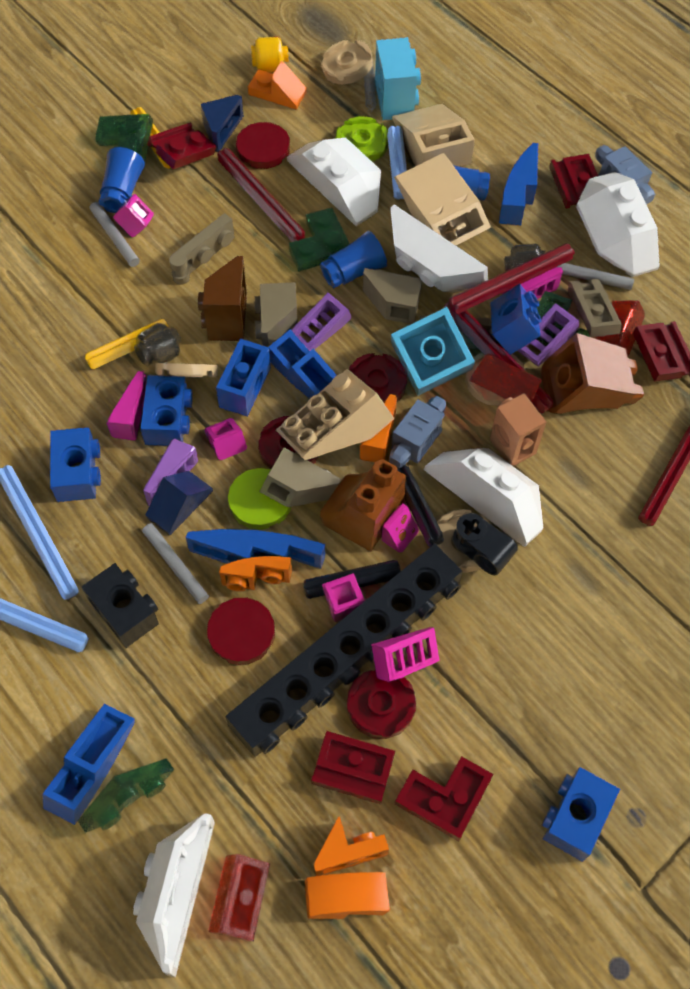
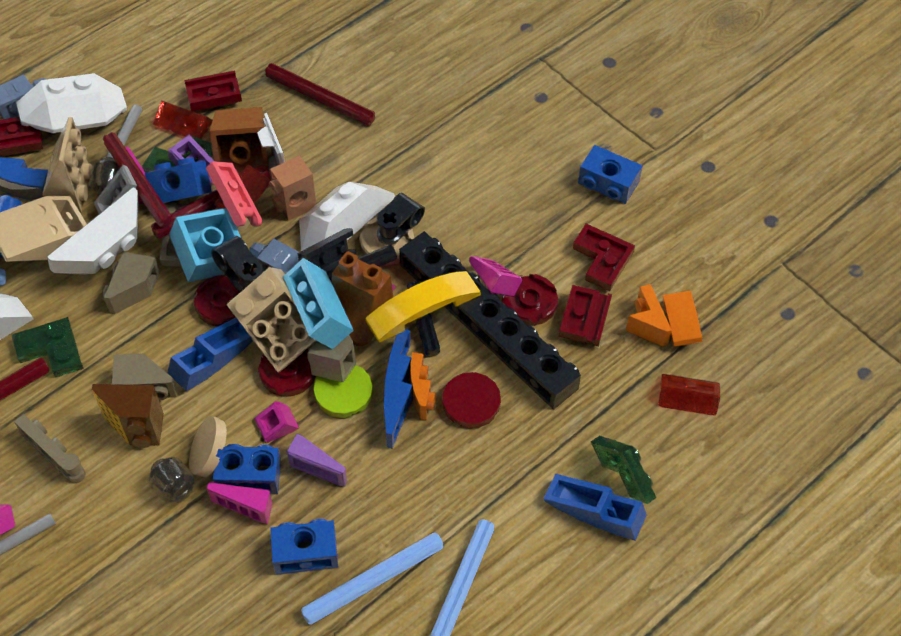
camera: 90 degrees left, 5 degrees down
(116, 348) = (161, 517): yellow axle -> none
(127, 622) = (445, 506): black brick -> none
(171, 890) = (692, 430): white wedge -> none
(175, 563) = (406, 456): light grey bar -> none
(176, 500) = (349, 453): dark blue slope -> none
(243, 377) = (219, 398): blue brick -> none
(326, 304) = (140, 328): medium lavender slope -> none
(336, 448) = (318, 303): none -> medium azure brick
(343, 596) = (444, 321): dark pink slope -> none
(353, 259) = (86, 311): blue plant -> none
(354, 568) = (420, 300): none -> yellow slope
(398, 369) = (237, 262): none -> black piece
(423, 467) = (328, 251): none -> black hinge
(493, 363) = (233, 193): none -> coral hinge
(499, 263) = (115, 189): none -> light grey slope
(522, 218) = (69, 167): none -> tan slope
(574, 409) = (268, 139): none -> white piece
(594, 308) = (165, 130): dark tan plate -> none

